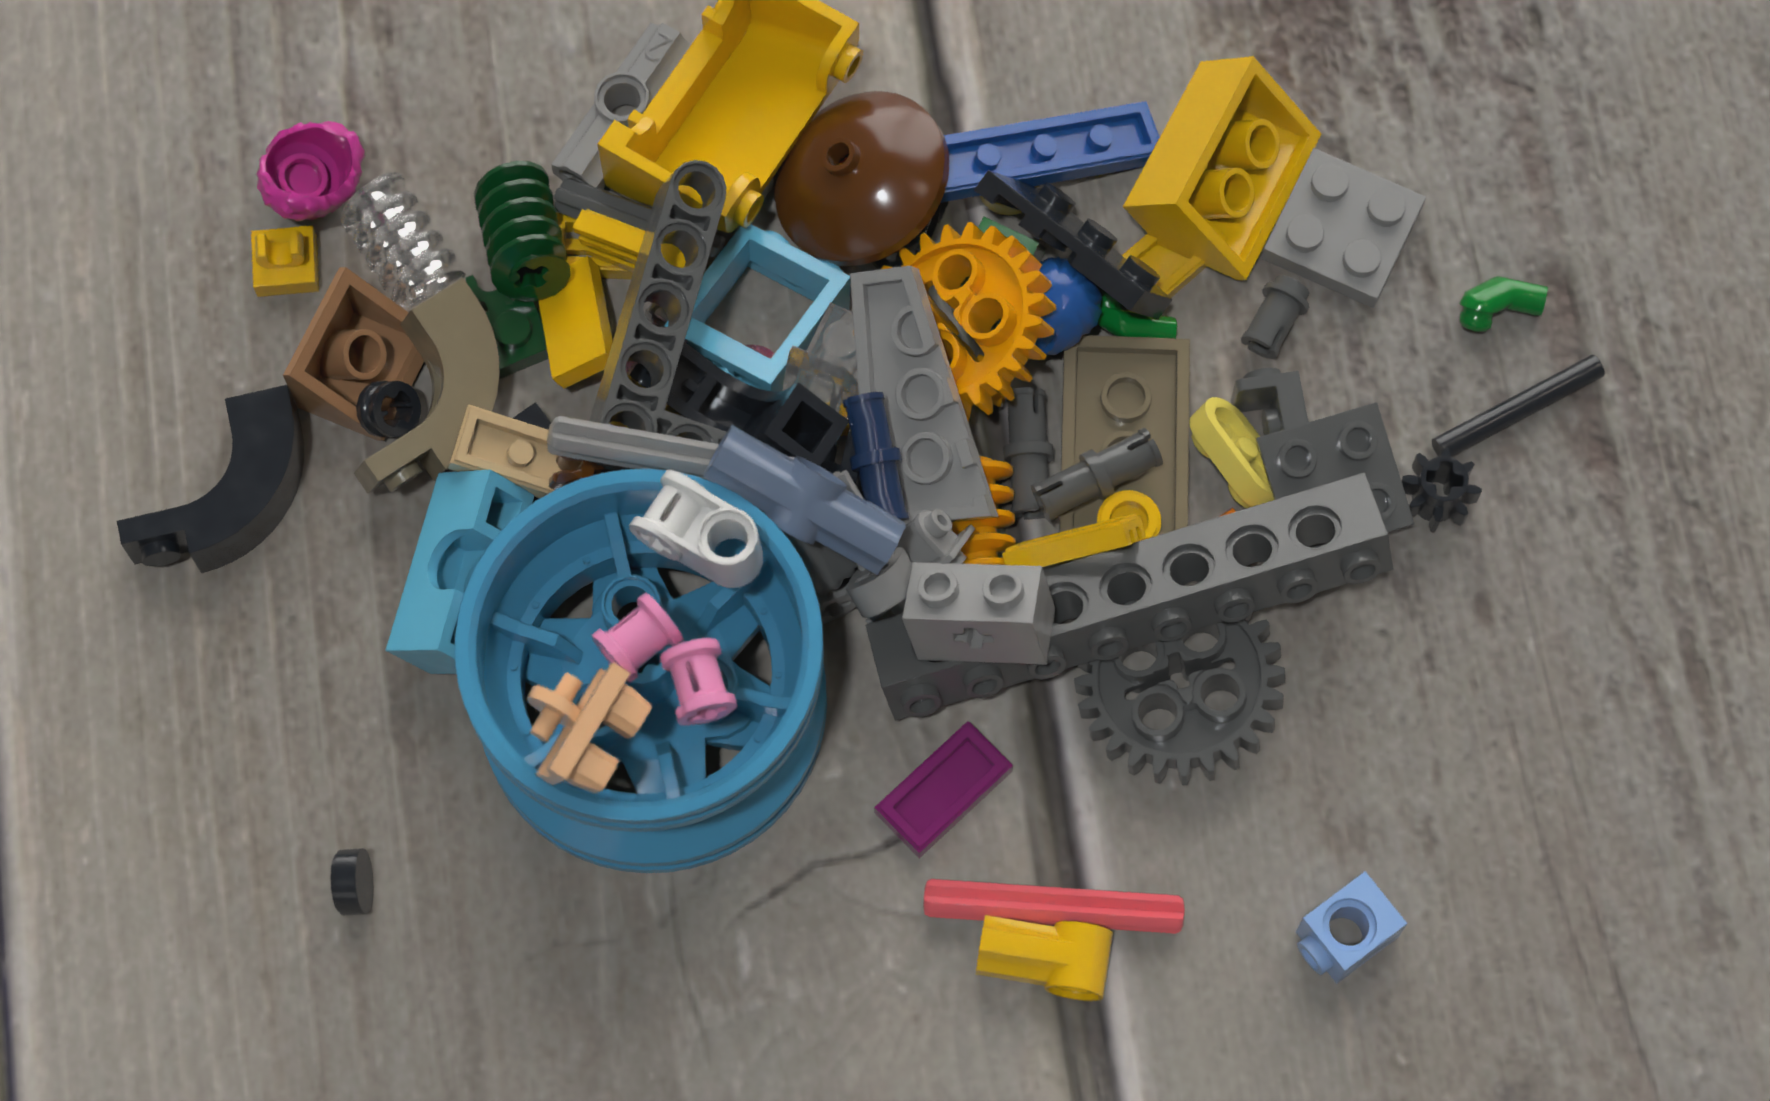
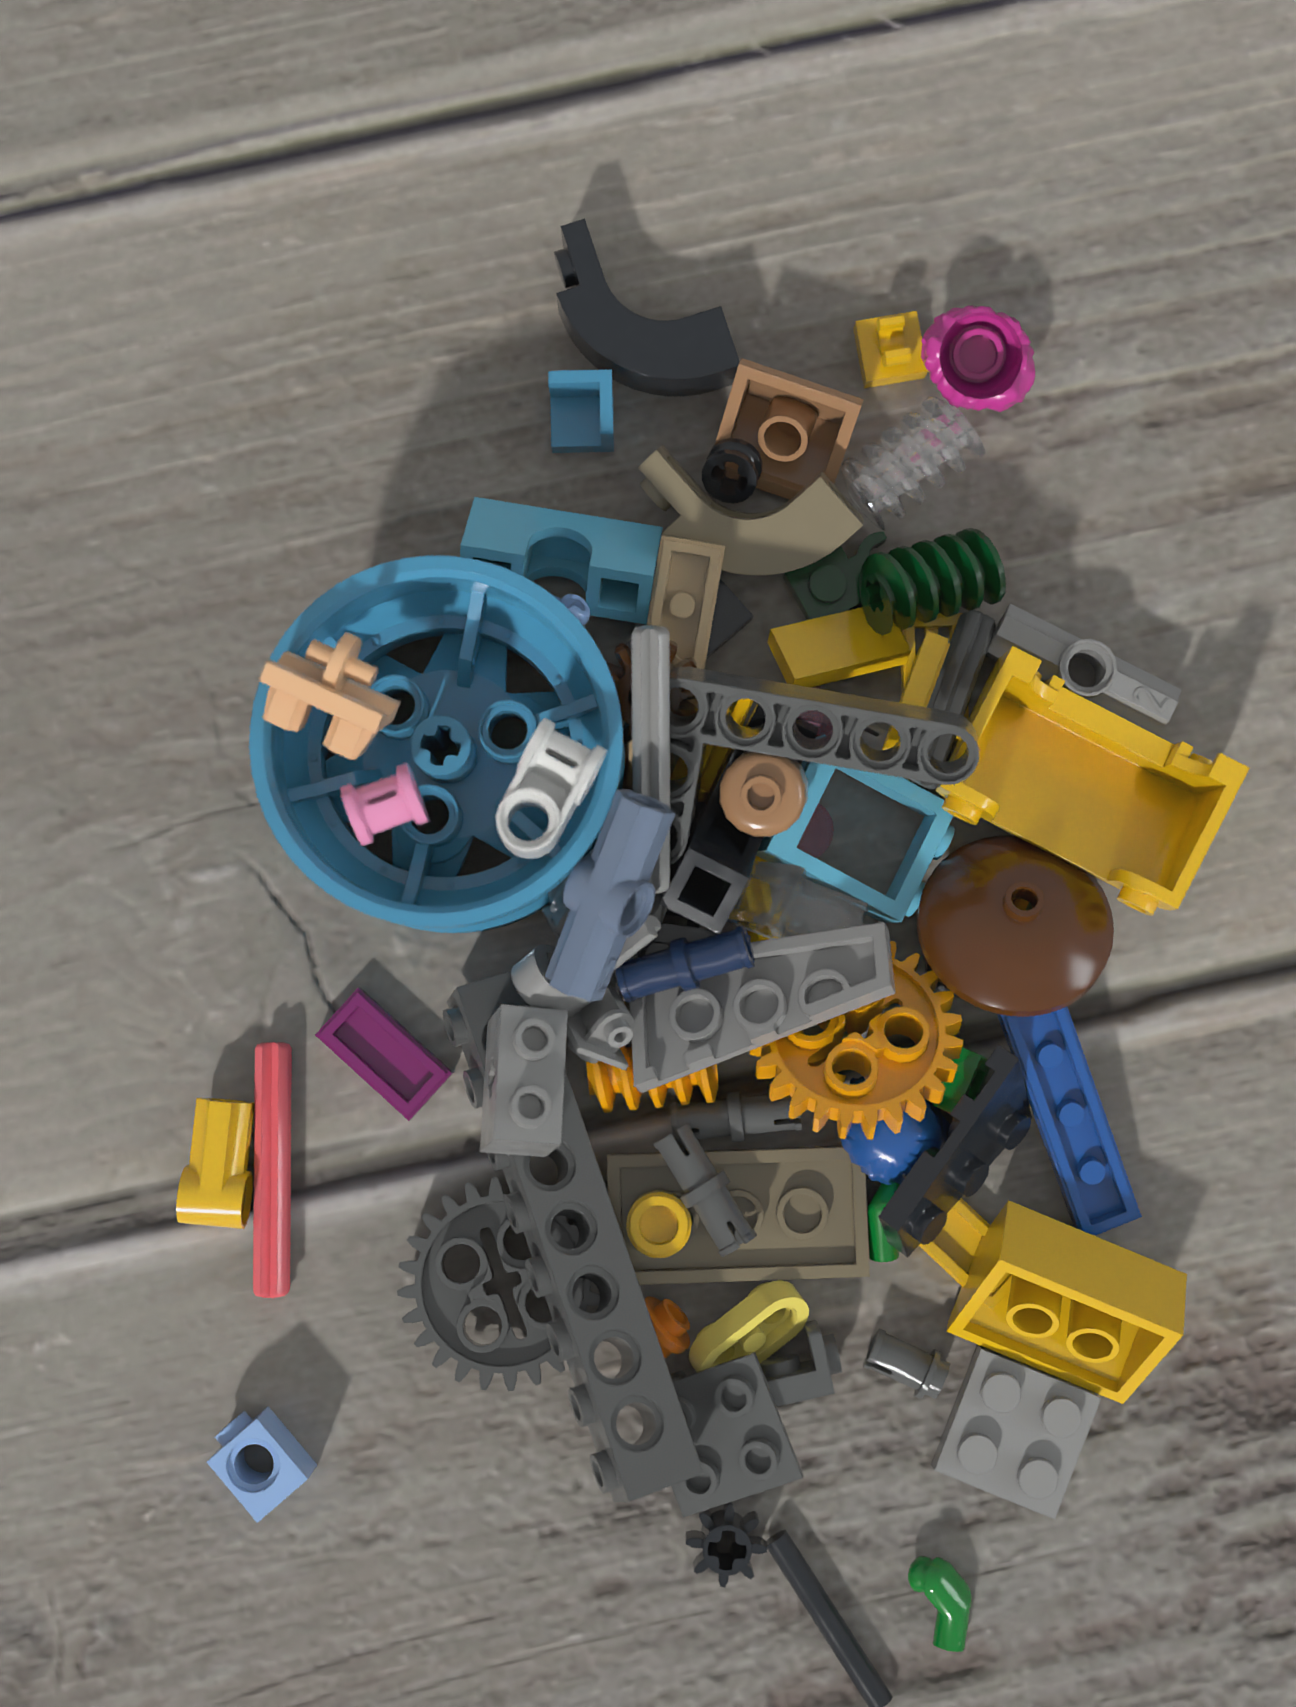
camera: 85 degrees right, 15 degrees up
(310, 545) = (581, 411): none -> dark azure panel
(352, 882) = (249, 494): black tile -> none
(638, 636) = (427, 738): bright pink bush -> none
(716, 370) = (763, 793): none -> medium nougat head
(1076, 542) = (621, 1172): yellow tile -> none

